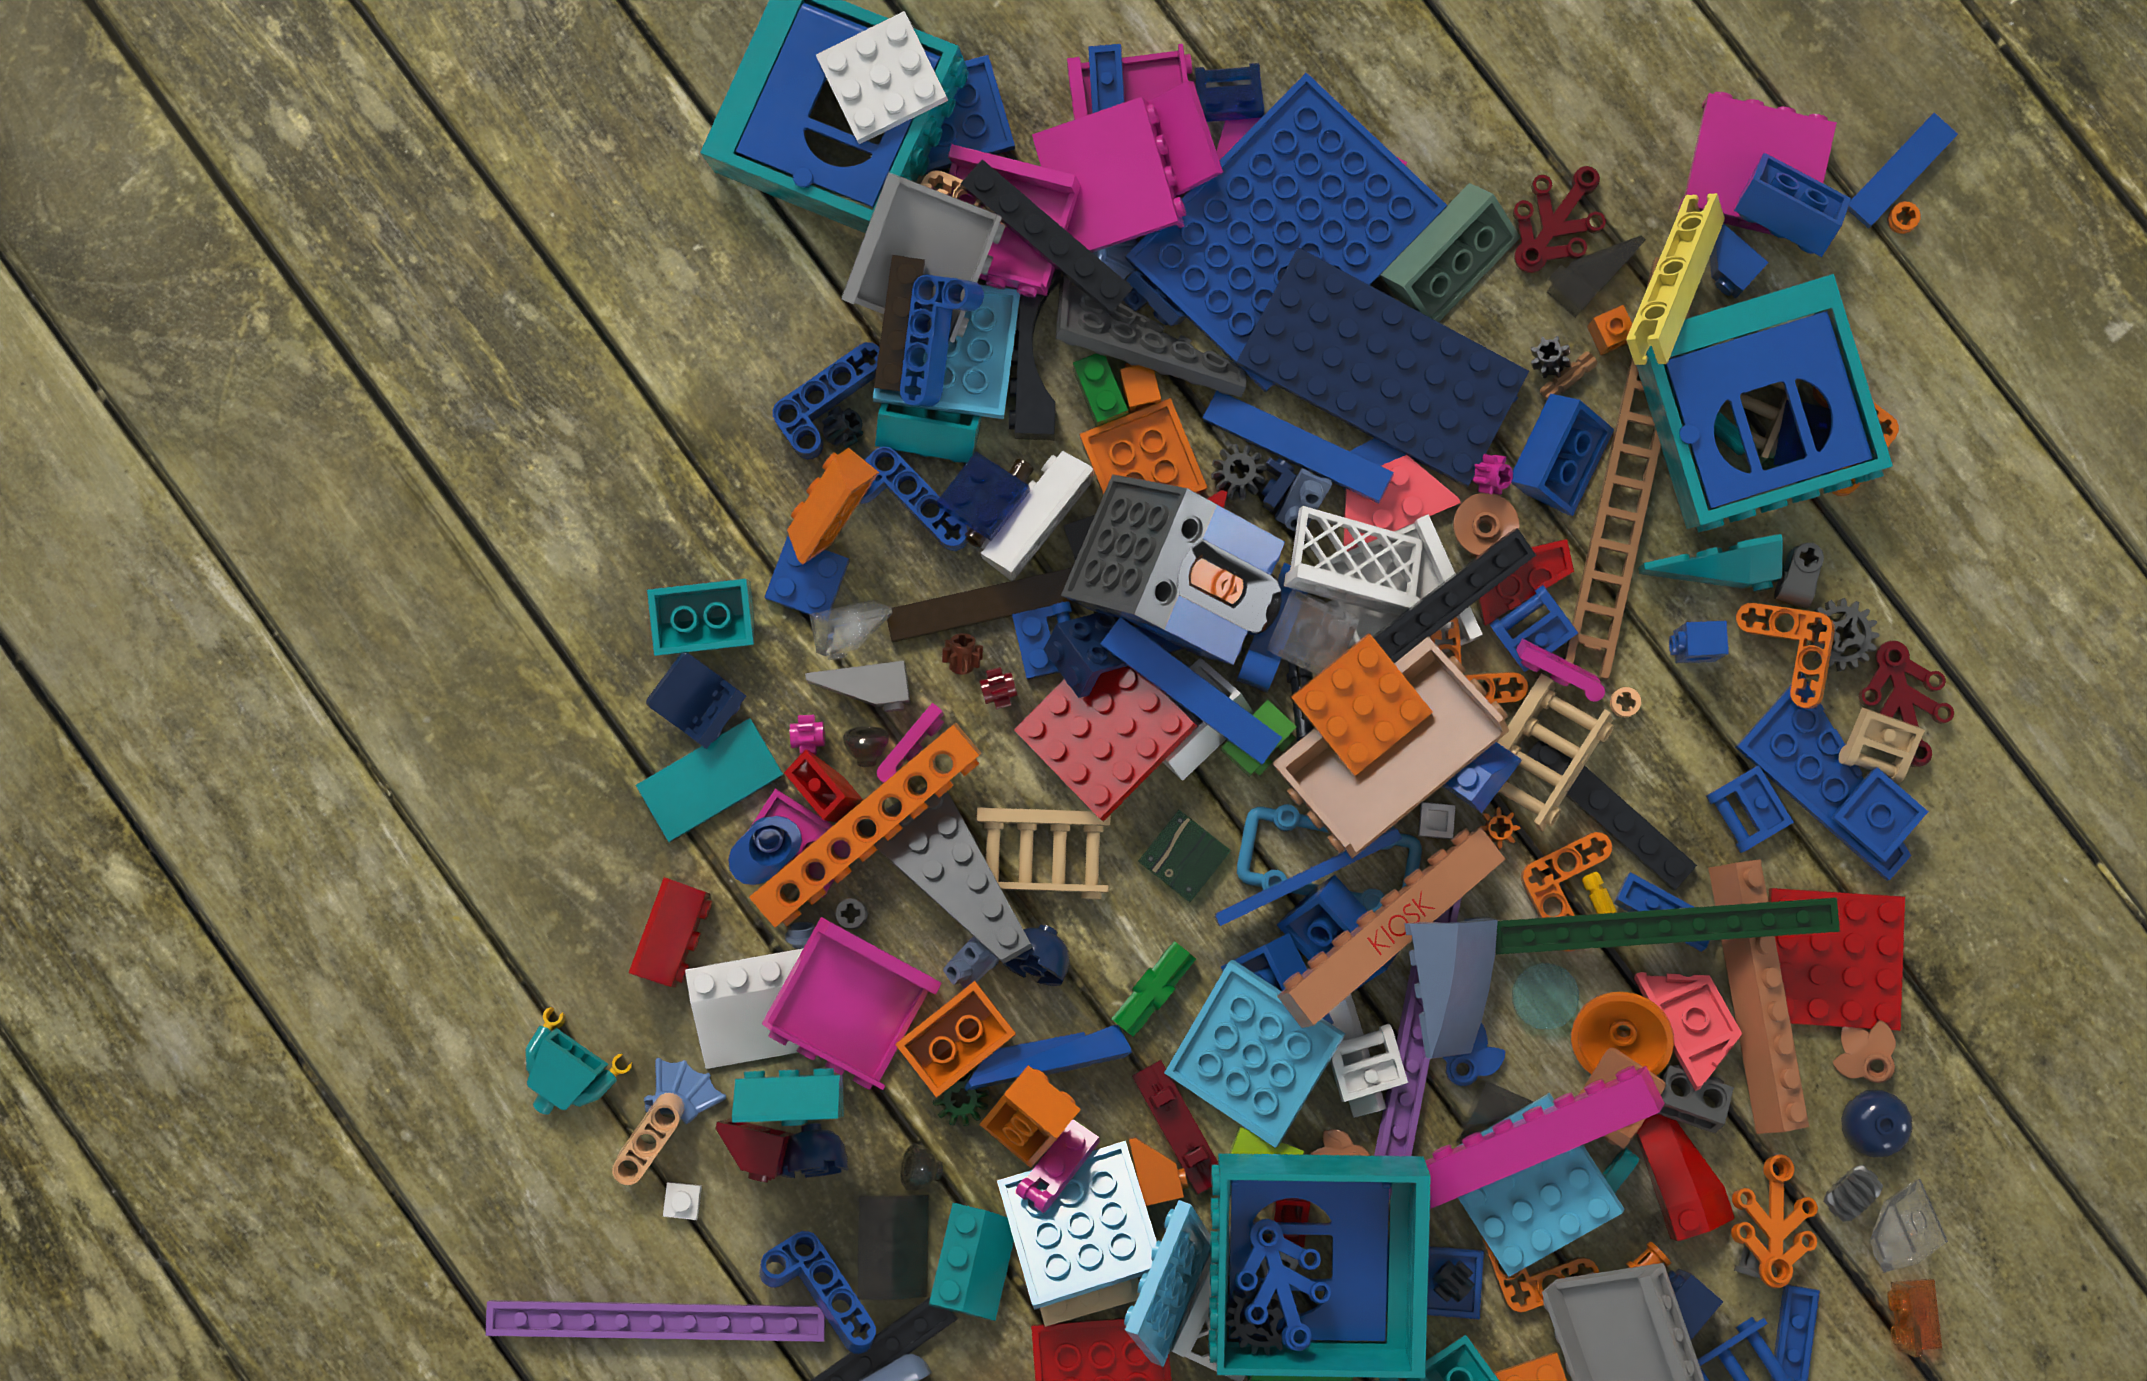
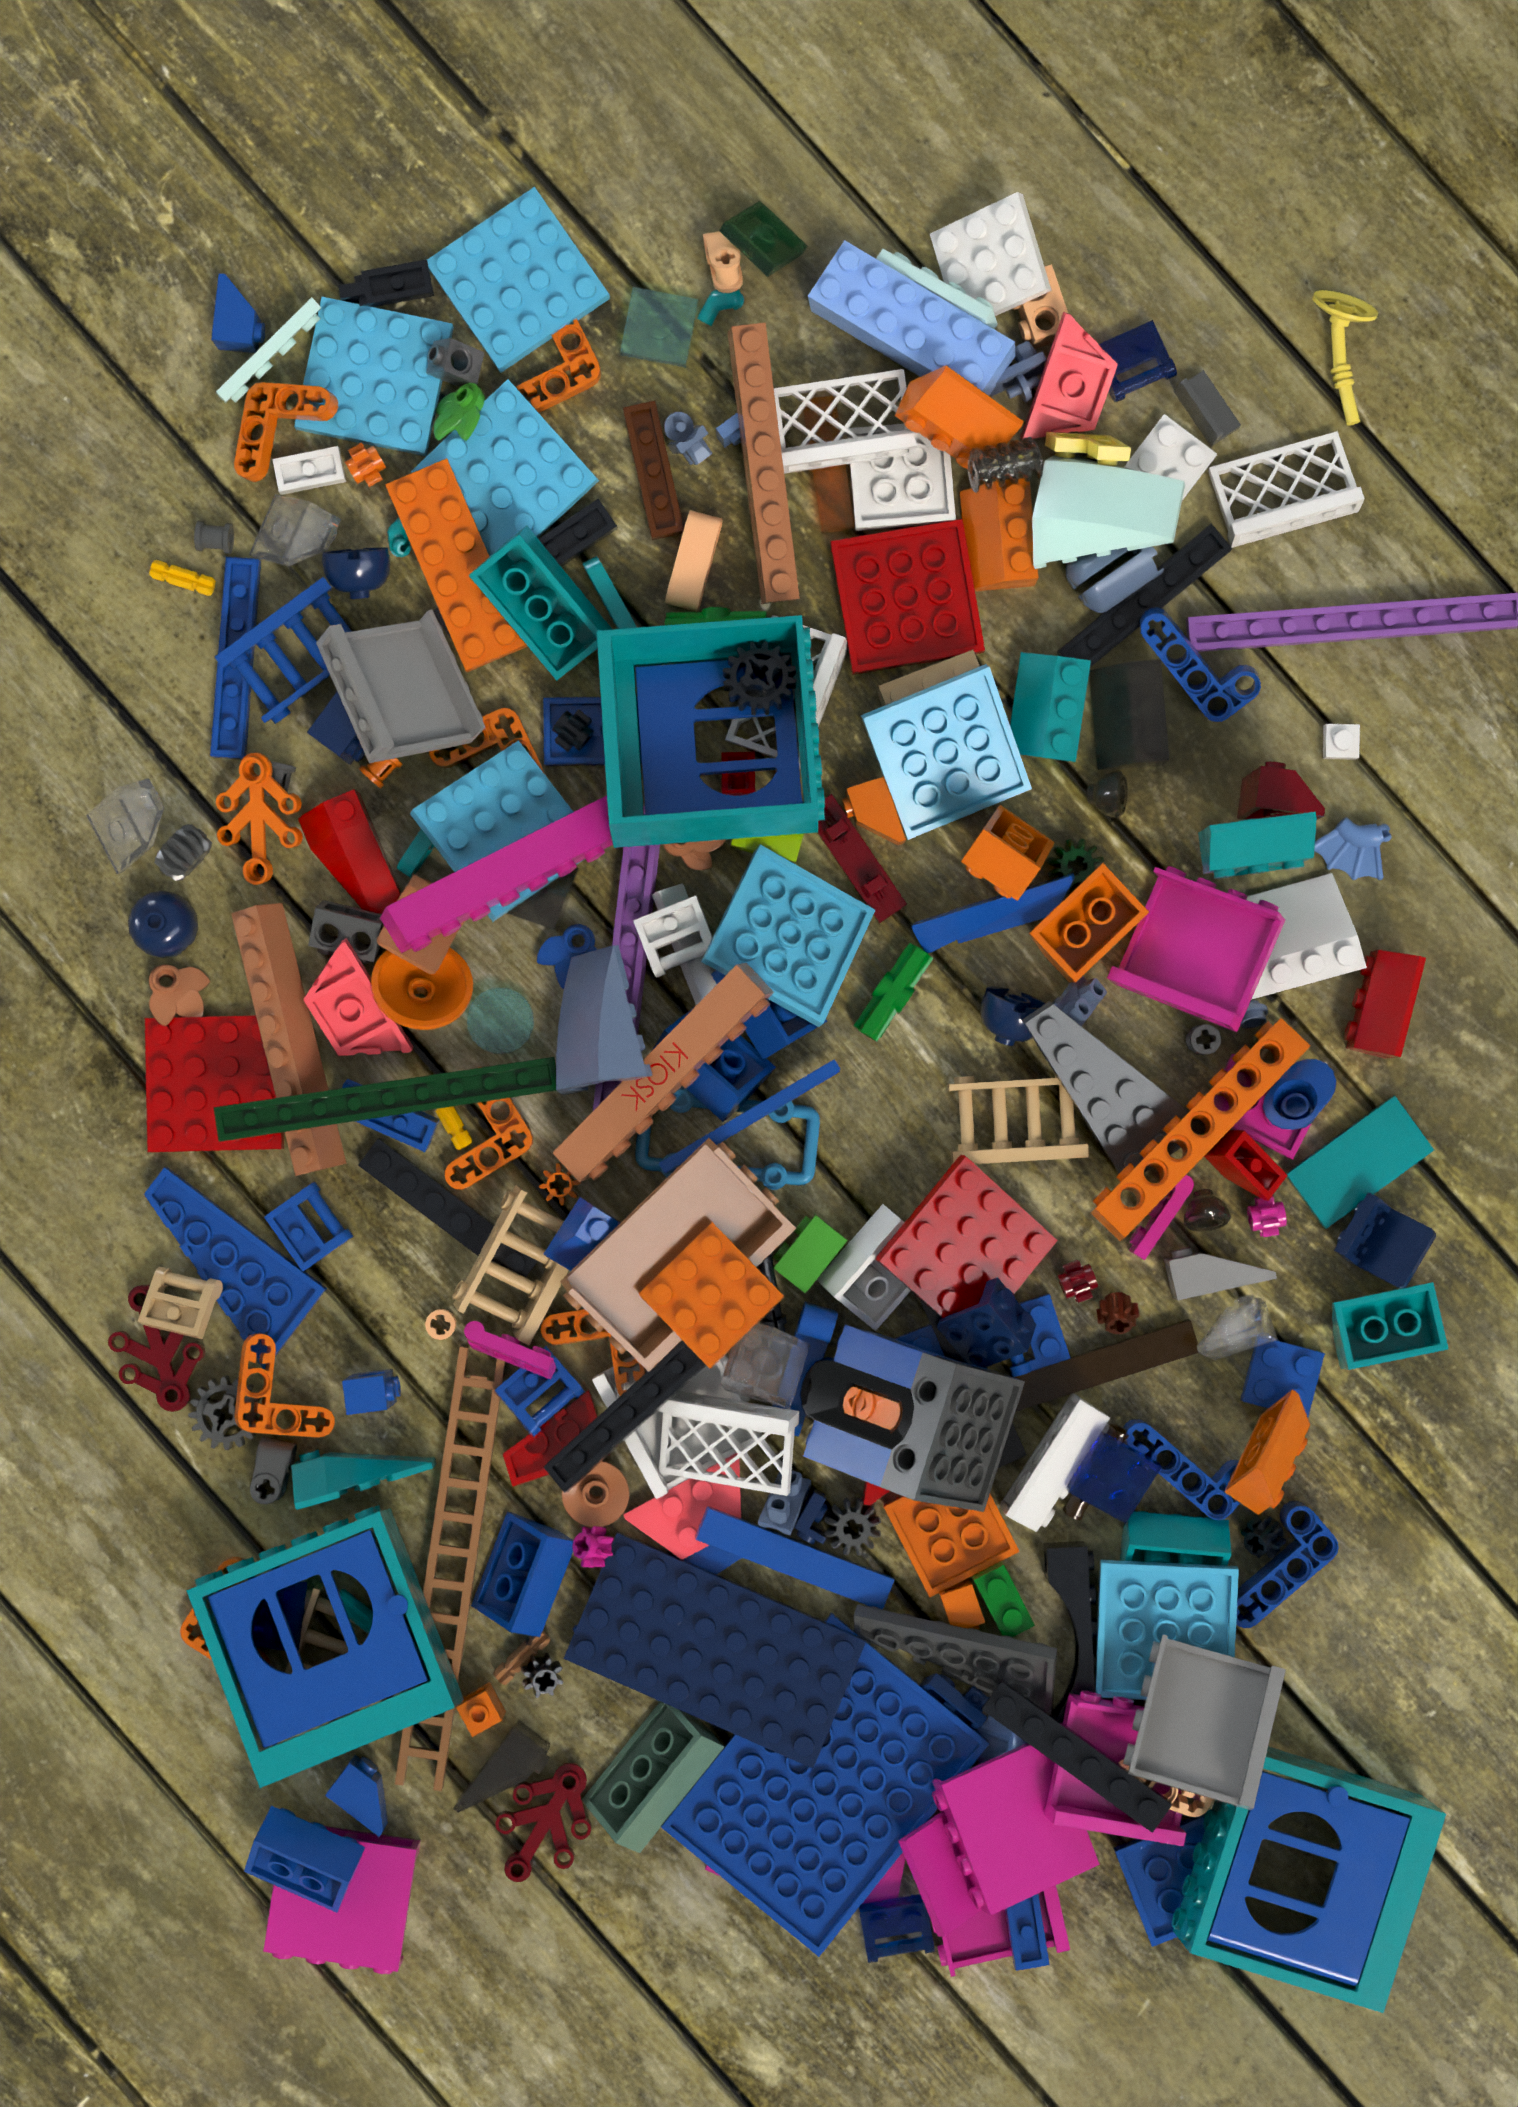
camera: 175 degrees right, 5 degrees up
(564, 1069) = (1474, 858): teal torso -> none
(644, 1153) = (1387, 784): light nougat beam -> none
(814, 1153) = (1217, 798): dark blue cylinder -> none
(881, 77) = (1267, 1911): white plate -> none
(902, 276) = (1220, 1650): dark brown plate -> none
(936, 340) = (1188, 1593): blue beam -> none
(1058, 1165) = (973, 808): dark pink plate -> none
(1169, 1284) = (857, 699): medium azure plate -> none
(1184, 856) = (873, 1128): clear green tile -> none
(1191, 691) = (885, 1294): blue tile -> none
(1279, 1279) = (747, 714): blue plant -> none
(1436, 820) = (622, 1186): white plate -> none
(1675, 279) = (422, 1767): light yellow piece -> none
(1879, 814) = (178, 1231): blue plate -> none
(1901, 170) = (192, 1906): blue tile -> none
(1910, 209) = (179, 1864): orange bush -> none
(1915, 1316) = (114, 739): clear orange bracket -> none

